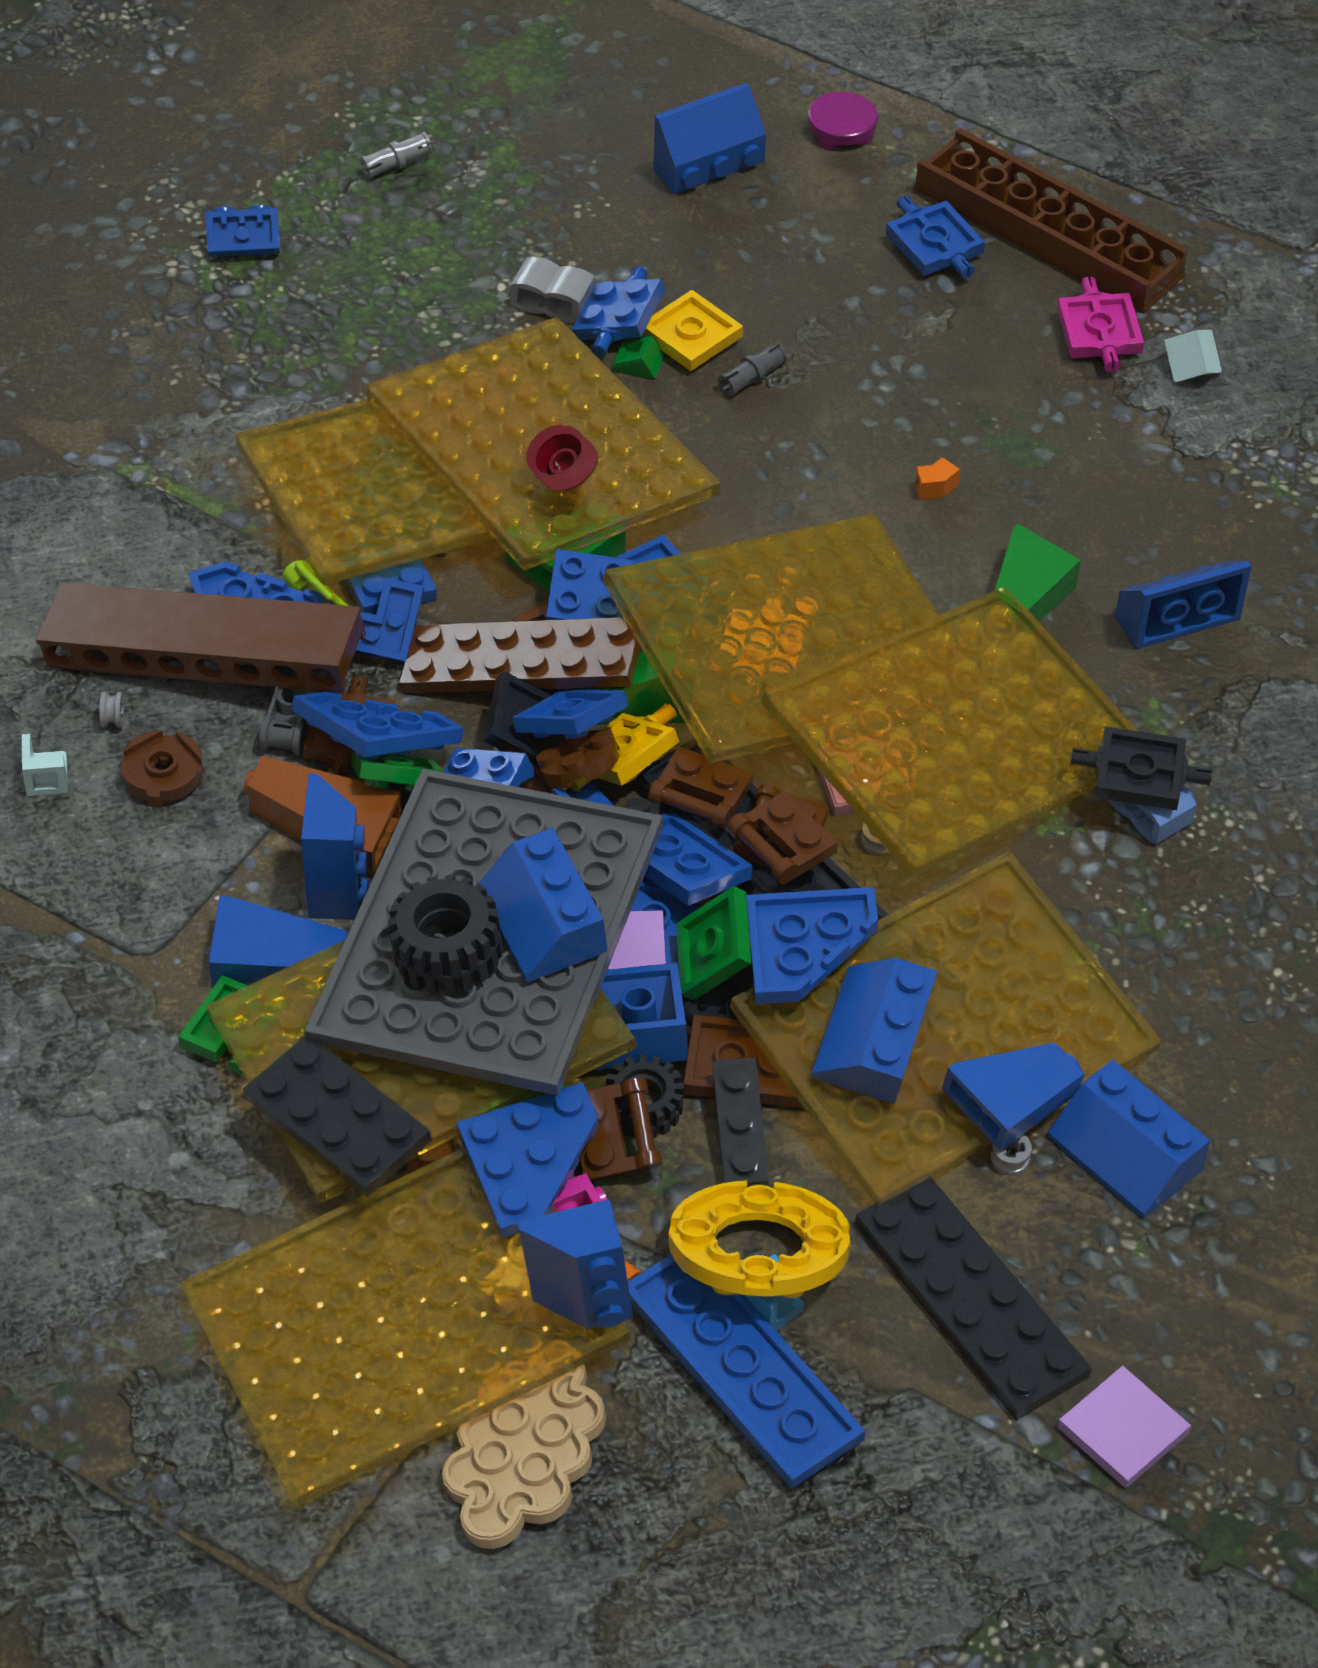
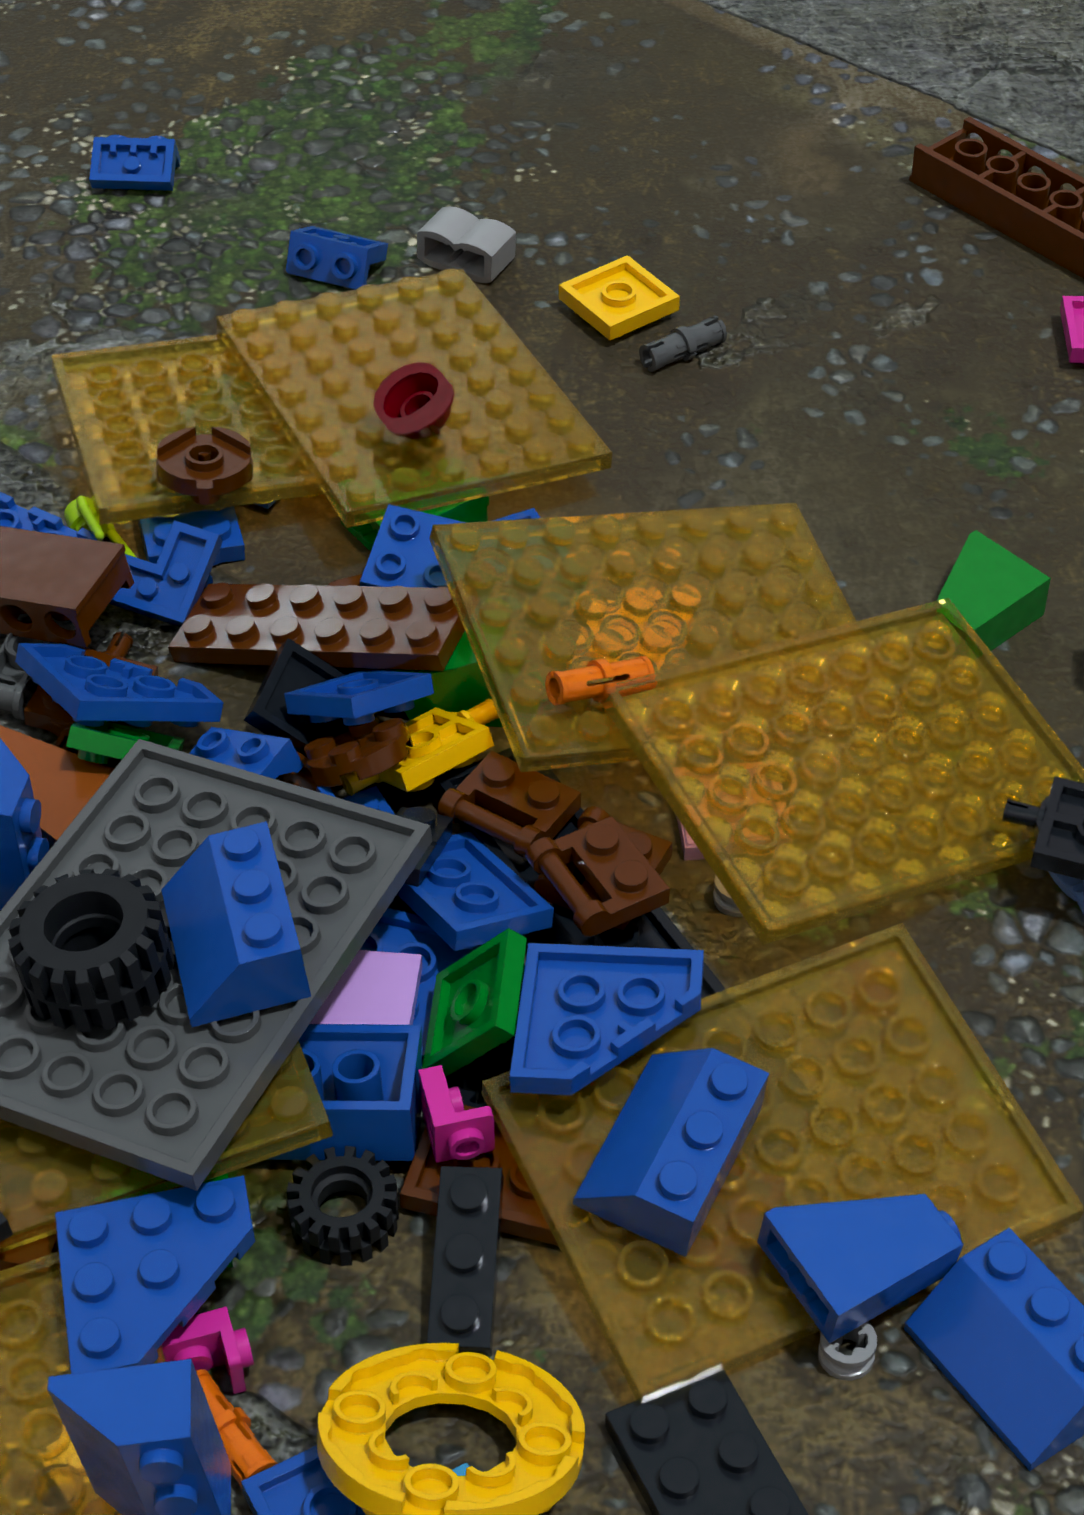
camera: 10 degrees right, 5 degrees down
(380, 531) = (204, 463): none -> reddish brown plate
(396, 155) = (327, 104): light grey pin -> none
(440, 310) = (333, 256): none -> blue bracket
(606, 1152) = (268, 1273): reddish brown plate -> none
(618, 310) = (537, 270): blue plate -> none
(639, 358) = (553, 322): green slope -> none
(708, 139) = (678, 107): blue slope -> none
(708, 1031) = (450, 1128): none -> dark pink bracket
(755, 685) = (573, 686): none -> orange pin
(842, 119) = (837, 106): magenta tile -> none
(935, 237) = (924, 226): blue plate -> none
(936, 479) = (884, 477): orange piece -> none

